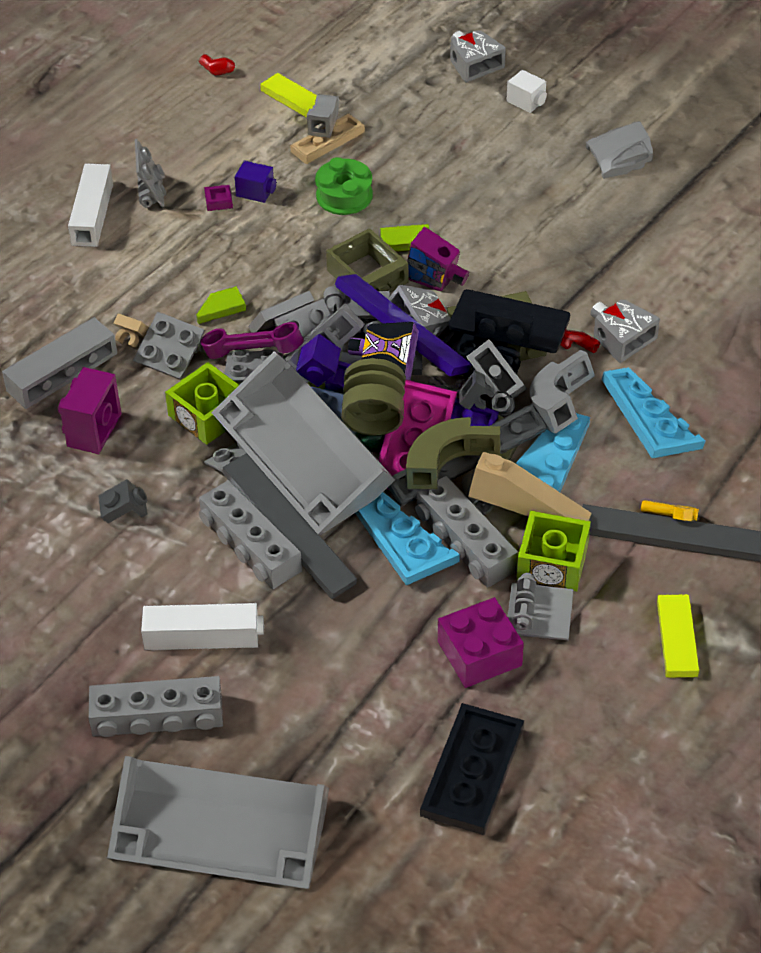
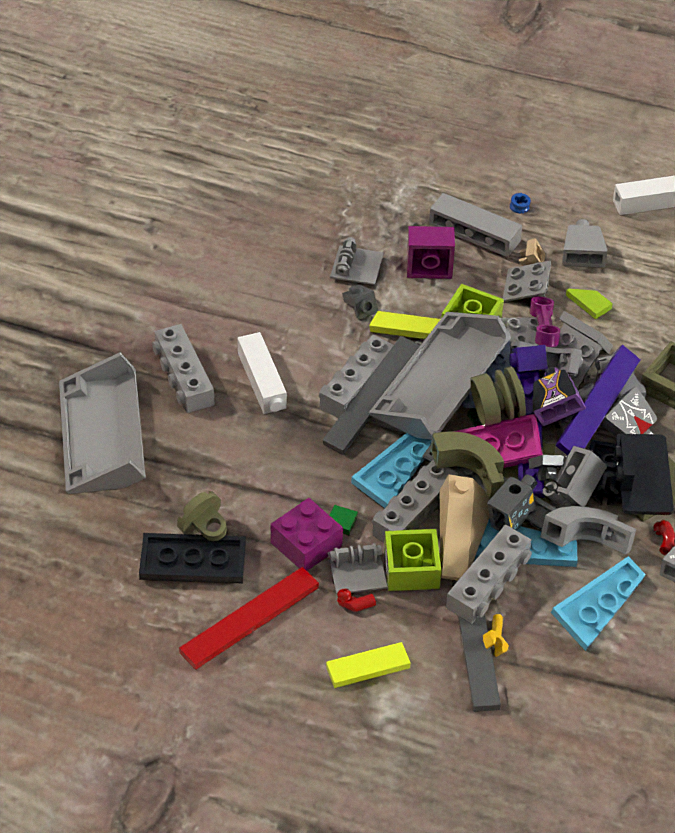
camera: 70 degrees right, 0 degrees up
(39, 325) = (520, 198): none -> blue bush
(57, 492) = (356, 264): none -> light grey hinge
(138, 282) = (584, 246): none -> light grey torso
(188, 468) = (402, 324): none -> neon yellow tile
(423, 738) = (200, 513): none -> olive tile
(456, 601) = (344, 517): none -> green tile
(523, 434) = (512, 503): none -> dark grey torso
(579, 735) = (248, 618): none -> red tile
(588, 625) = (355, 604): none -> red arm
(599, 487) = (488, 574): none -> light grey brick

